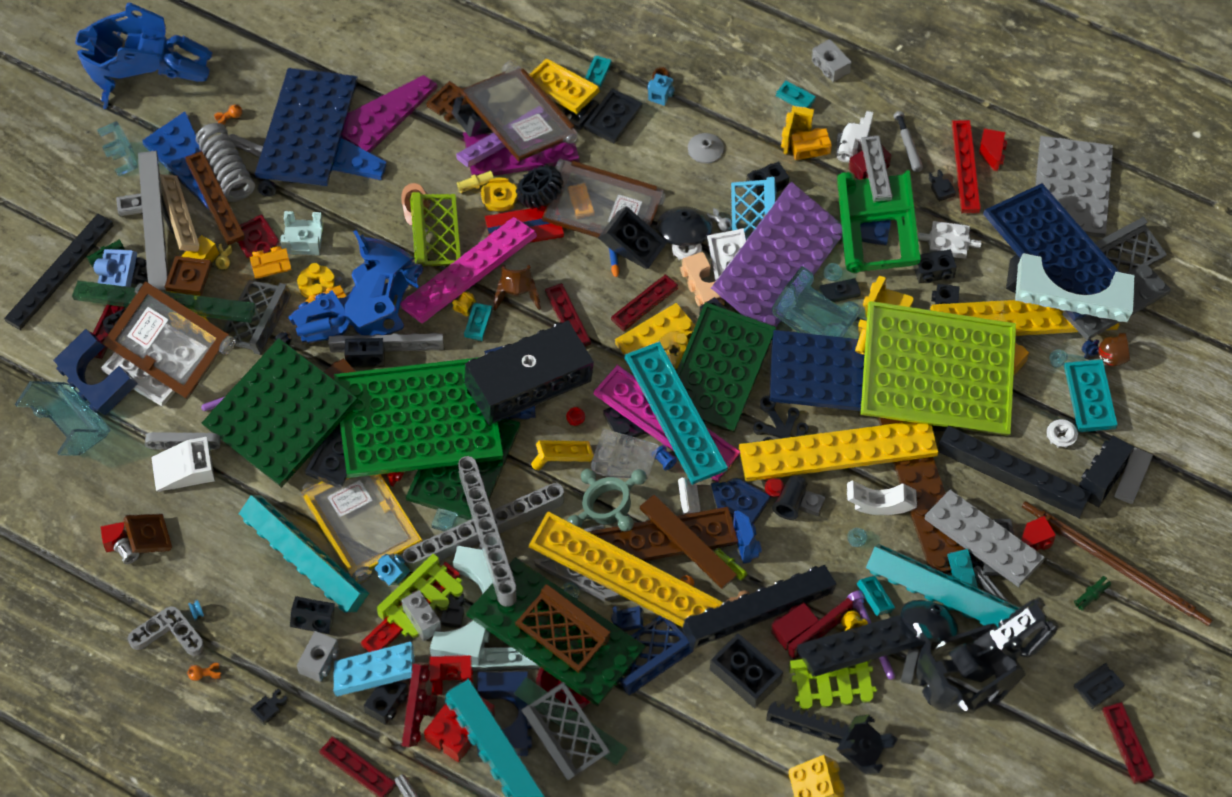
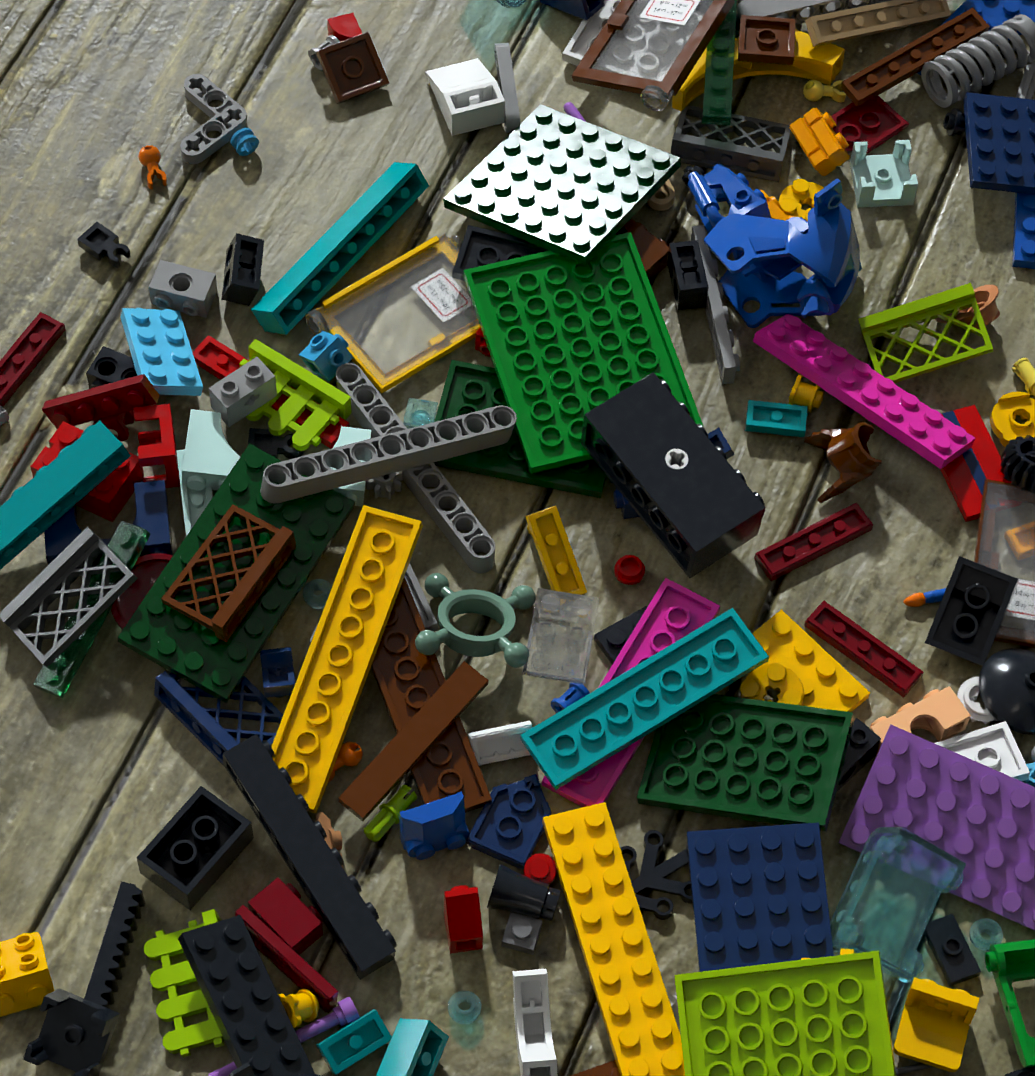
camera: 80 degrees right, 0 degrees up
(806, 528) = (463, 919): none -> red slope

